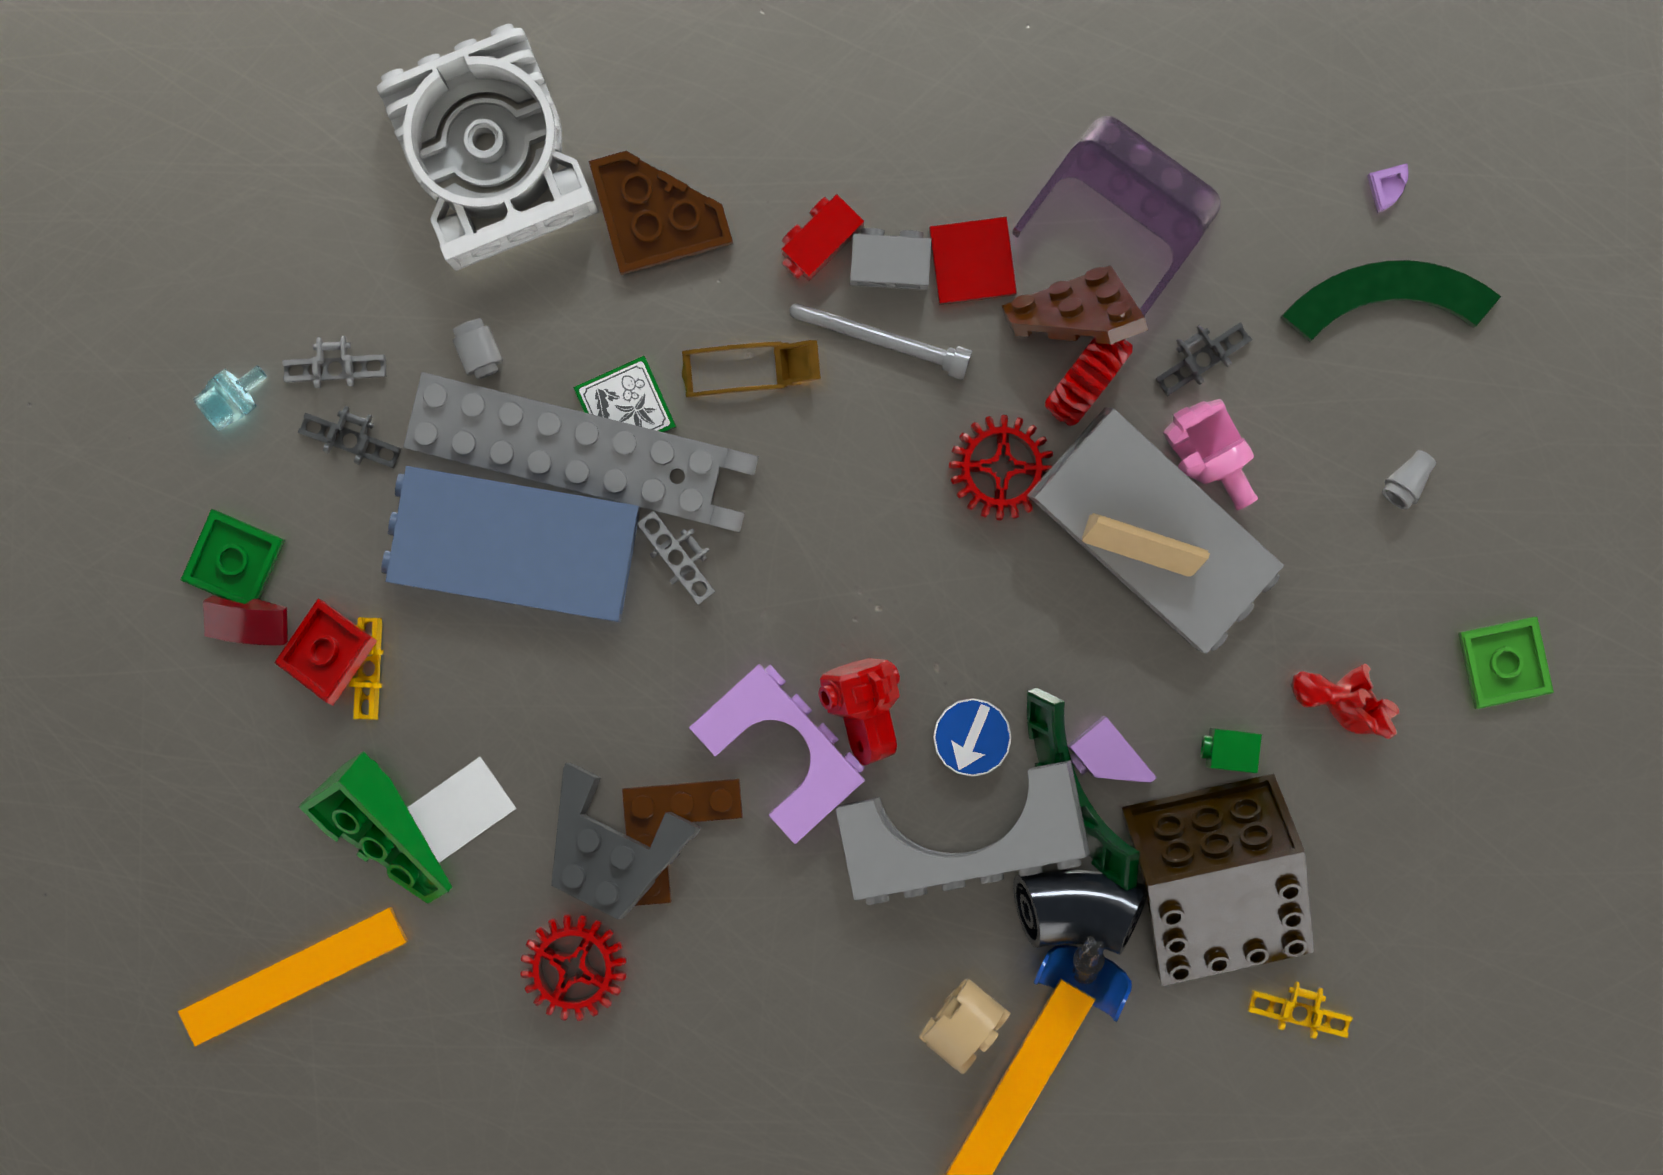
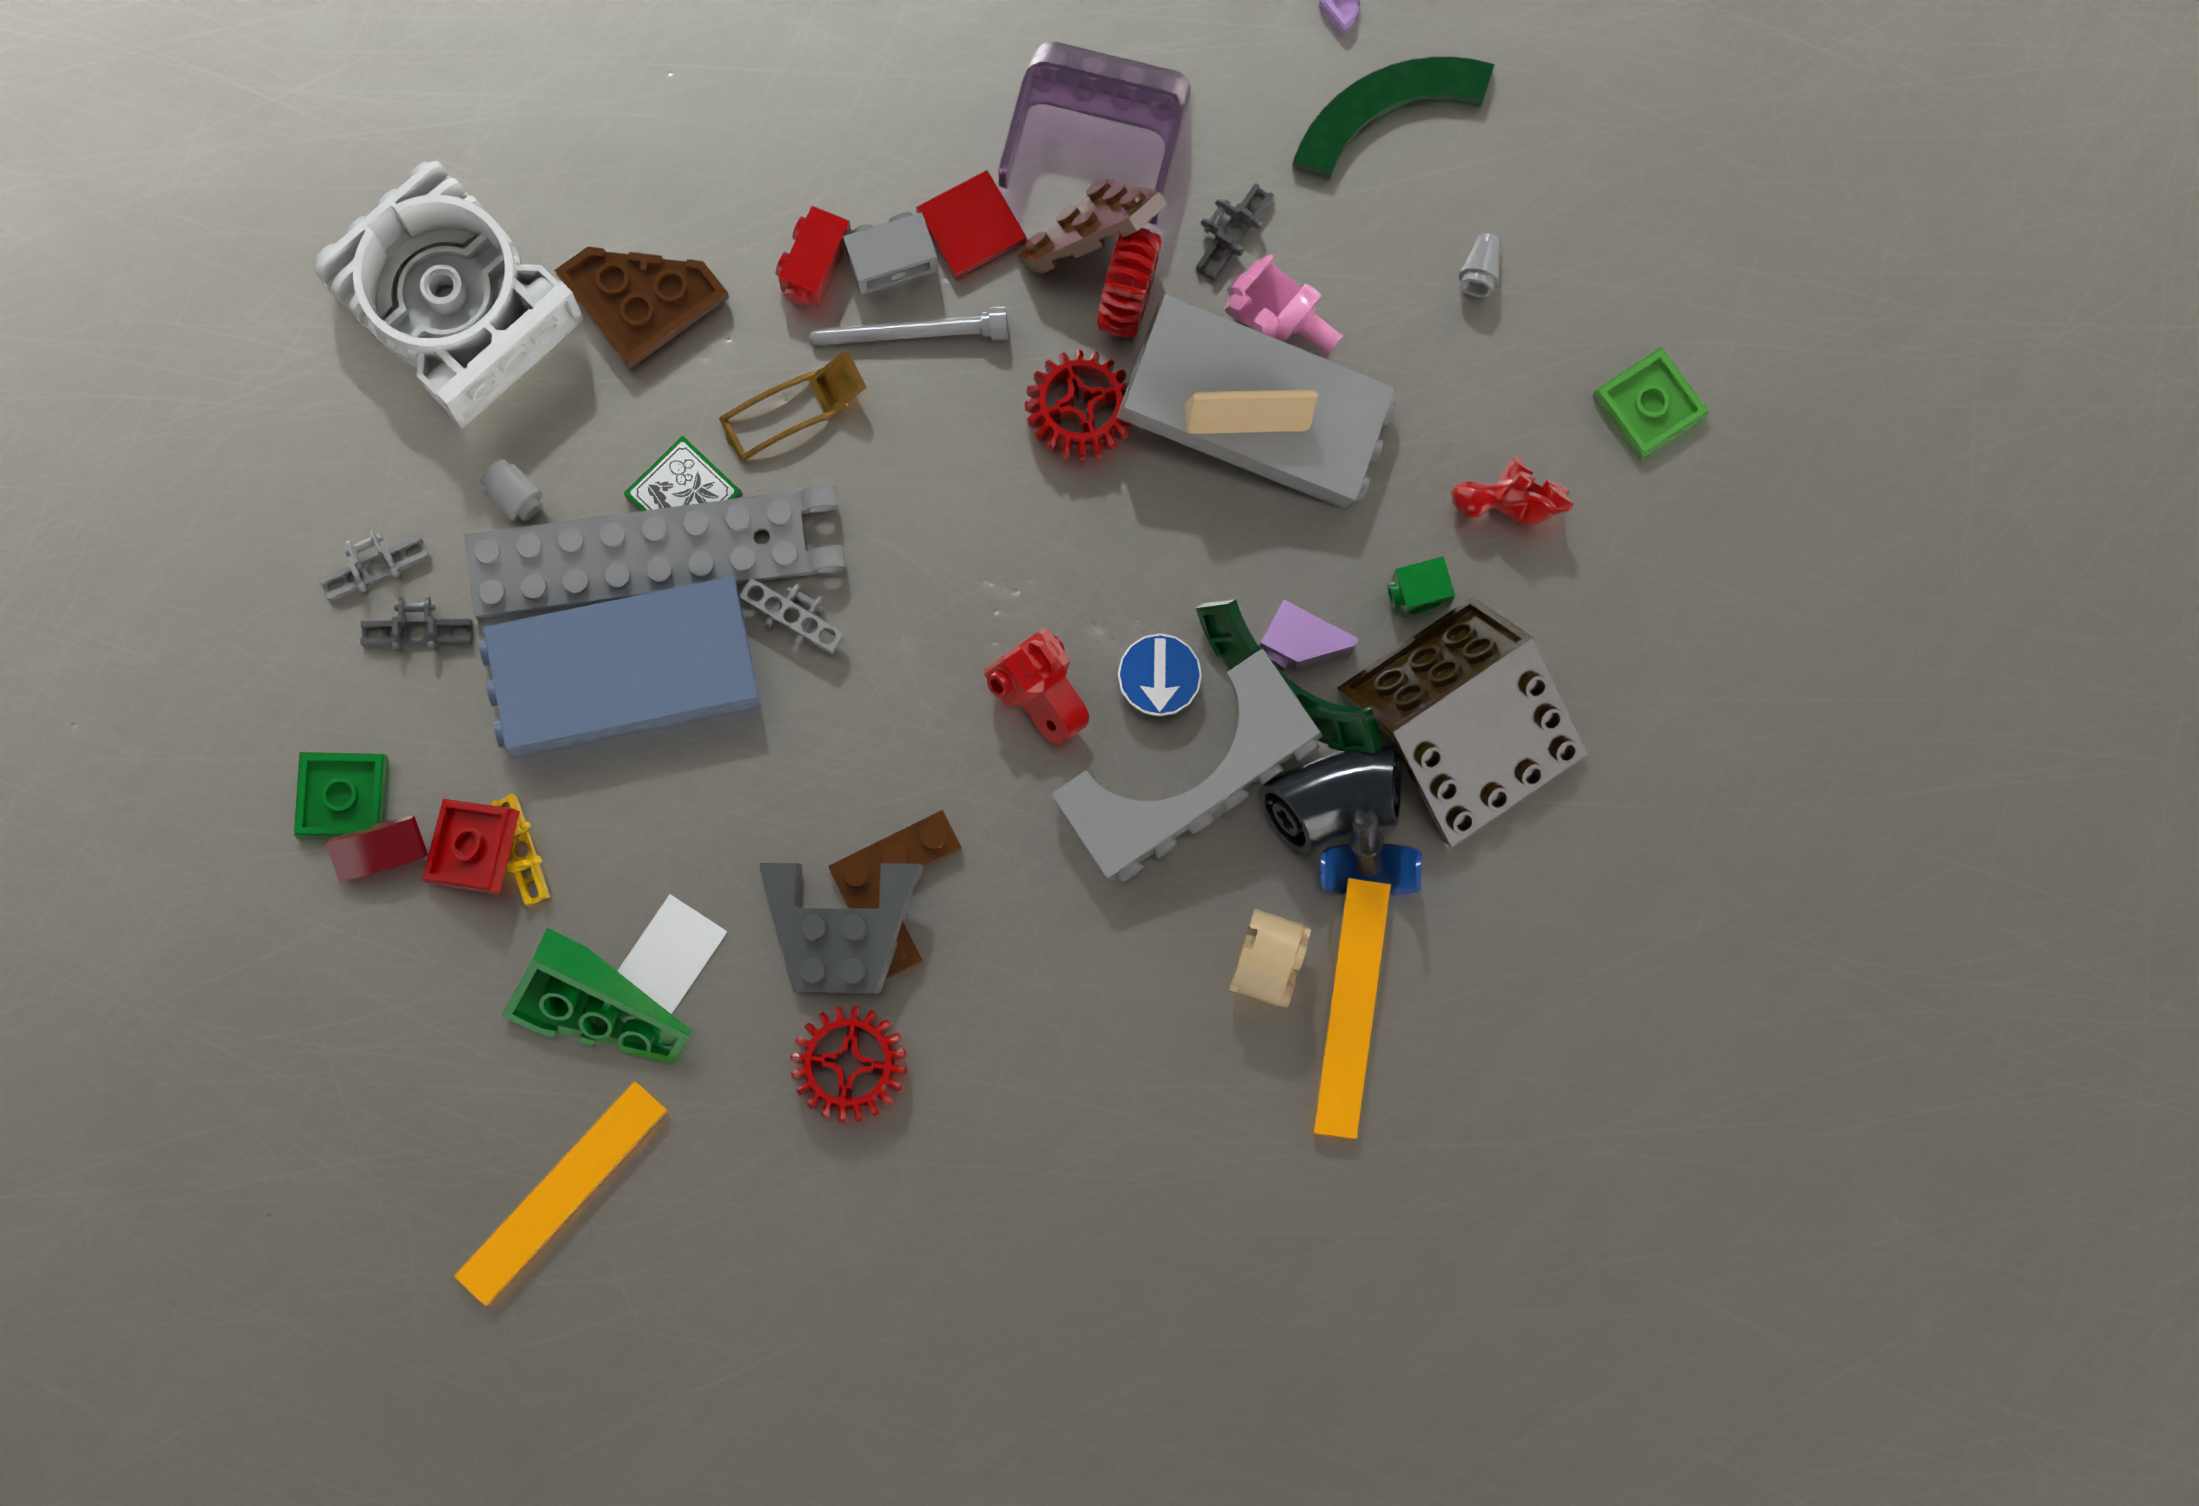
camera: 25 degrees left, 10 degrees down
(227, 398) = (276, 636): clear light blue piece -> none
(830, 773) = (935, 720): lavender arch -> none
(1289, 1005) = (1586, 814): yellow piece -> none

